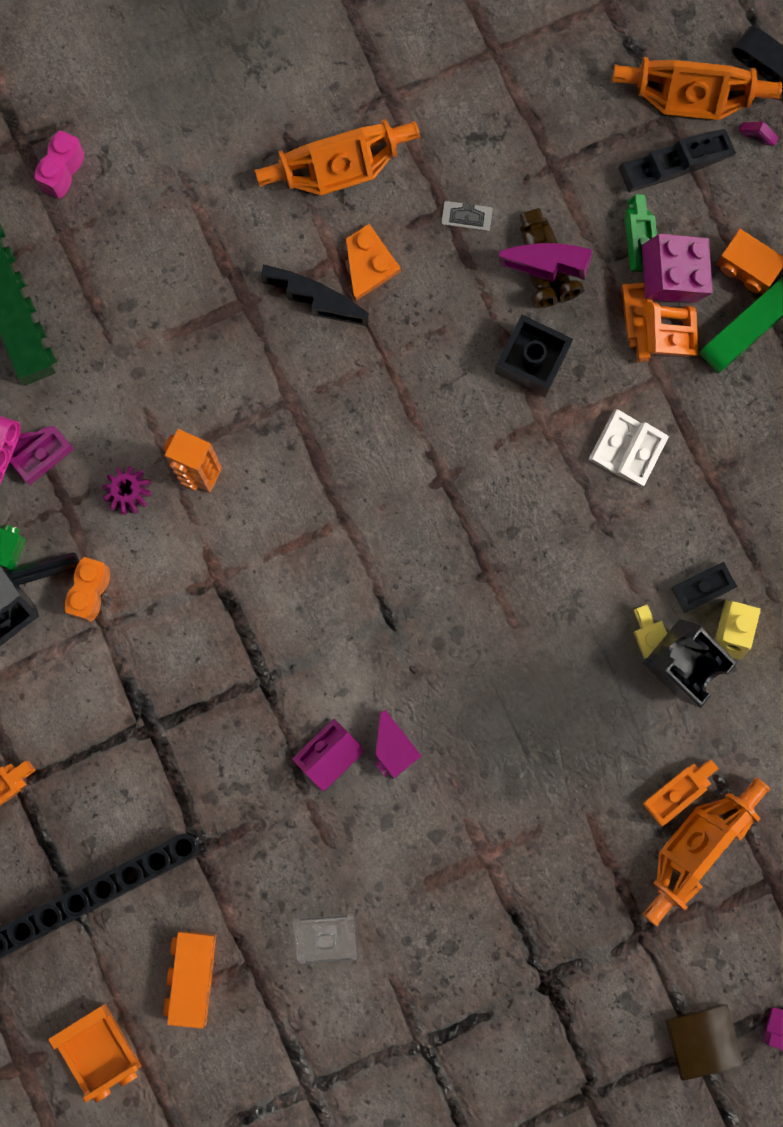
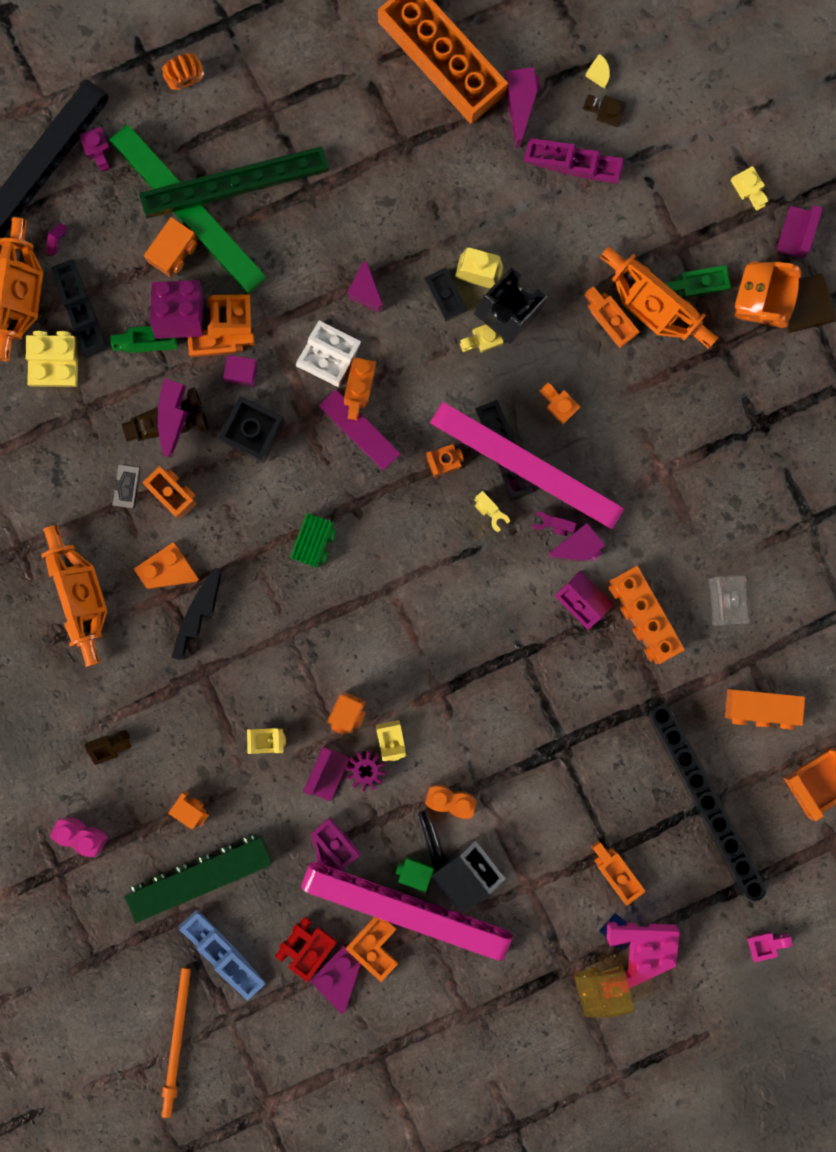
camera: 95 degrees left, 5 degrees up
(84, 287) = (189, 811): none -> orange brick
(125, 444) = (326, 773): none -> magenta panel
(159, 195) = (105, 749): none -> dark brown plate
(161, 520) = (391, 741): none -> light yellow bracket
(164, 374) = (265, 740): none -> light yellow bracket
(308, 831) = (646, 615): none -> orange brick
(400, 428) = (312, 541): none -> green brick
(418, 724) = (560, 526): none -> magenta plate
(443, 635) = (486, 506): none -> light yellow plate
(457, 262) = (170, 493): none -> orange brick
(490, 576) = (440, 468): none -> orange brick
(491, 682) = (526, 465): none -> dark pink beam
(512, 658) = (492, 417): none -> black slope
(534, 483) = (360, 431): none -> magenta slope
(569, 729) = (561, 405): none -> orange plate
(588, 482) = (359, 386): none -> orange hinge
(605, 344) = (240, 371): none -> magenta panel
(615, 130) = (52, 359): none -> light yellow plate
(708, 489) = (364, 289): none -> magenta slope
(714, 991) = (768, 293): none -> orange piece
(727, 905) = (701, 282): none -> green hinge

